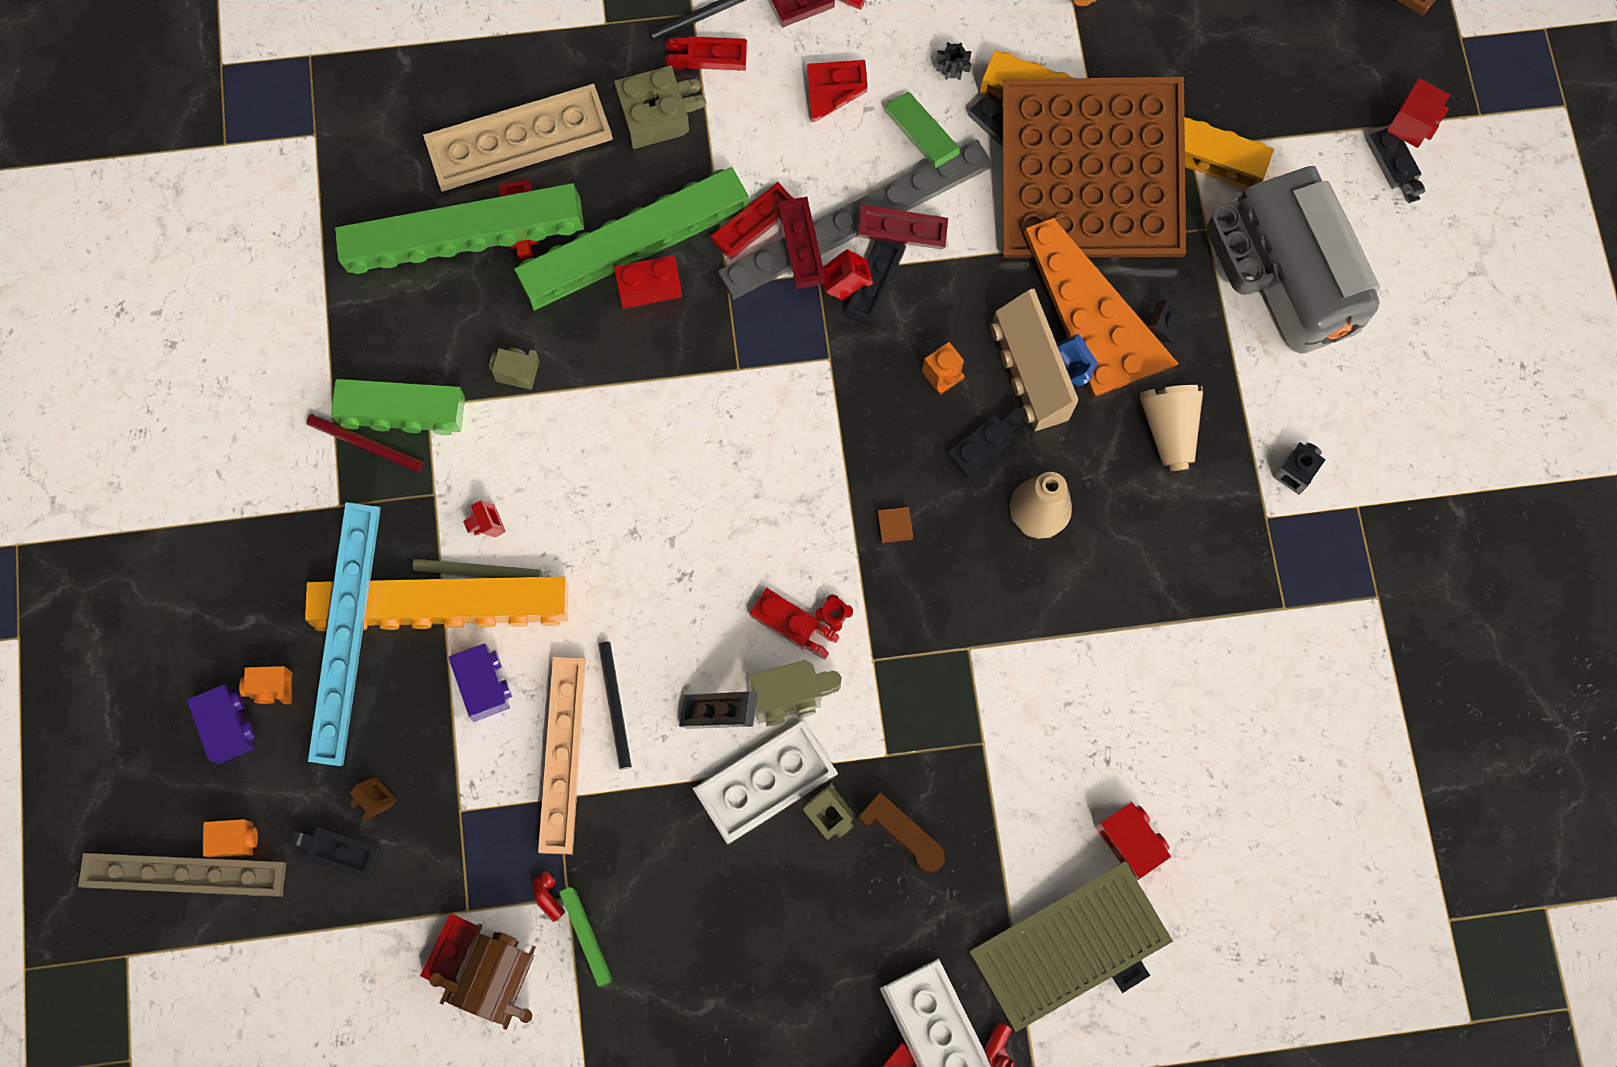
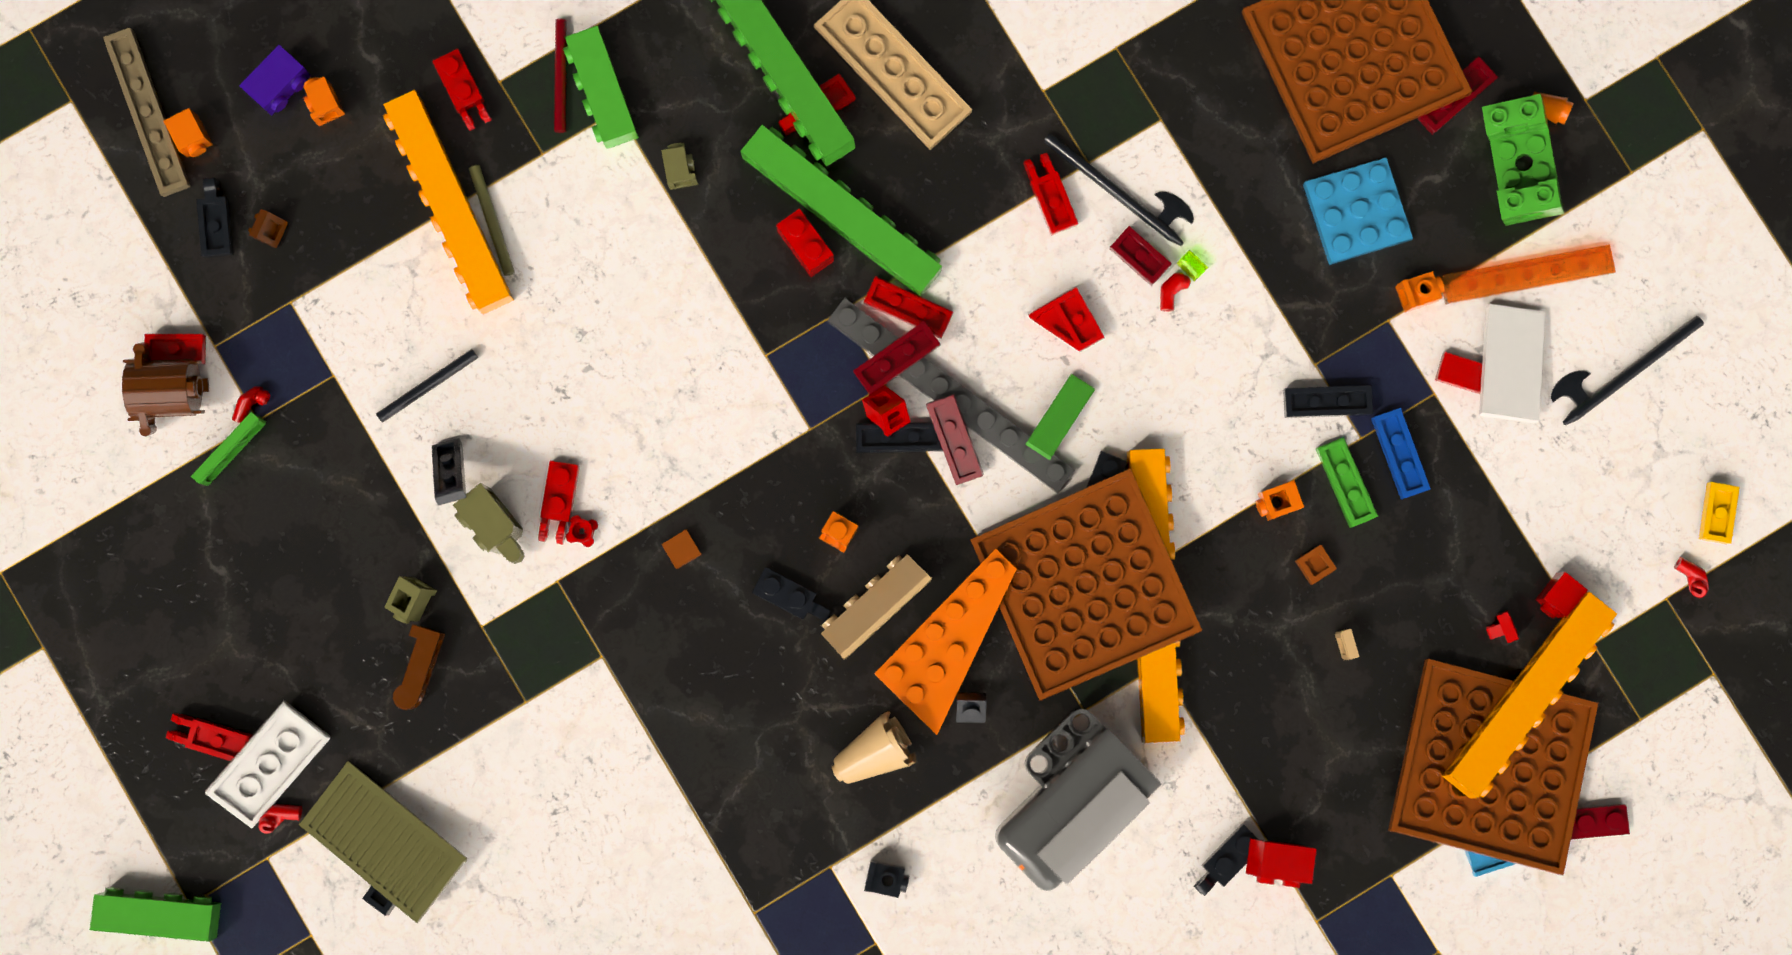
camera: 65 degrees right, 10 degrees up
(312, 543) = (461, 86): none -> red hinge
(344, 634) = (383, 141): medium azure plate -> none
(480, 682) = (396, 268): dark purple brick -> none
(484, 520) = (534, 207): red tile -> none
(562, 756) = (366, 362): light nougat plate -> none
(655, 106) = (974, 188): olive hinge -> none
(765, 781) = (416, 536): white tile -> none
(953, 61) = (1137, 422): black gear -> none
(1041, 505) = (766, 670): tan cone -> none
(1077, 359) = (892, 644): blue bracket -> none
(1134, 840) = (491, 859): red brick -> none

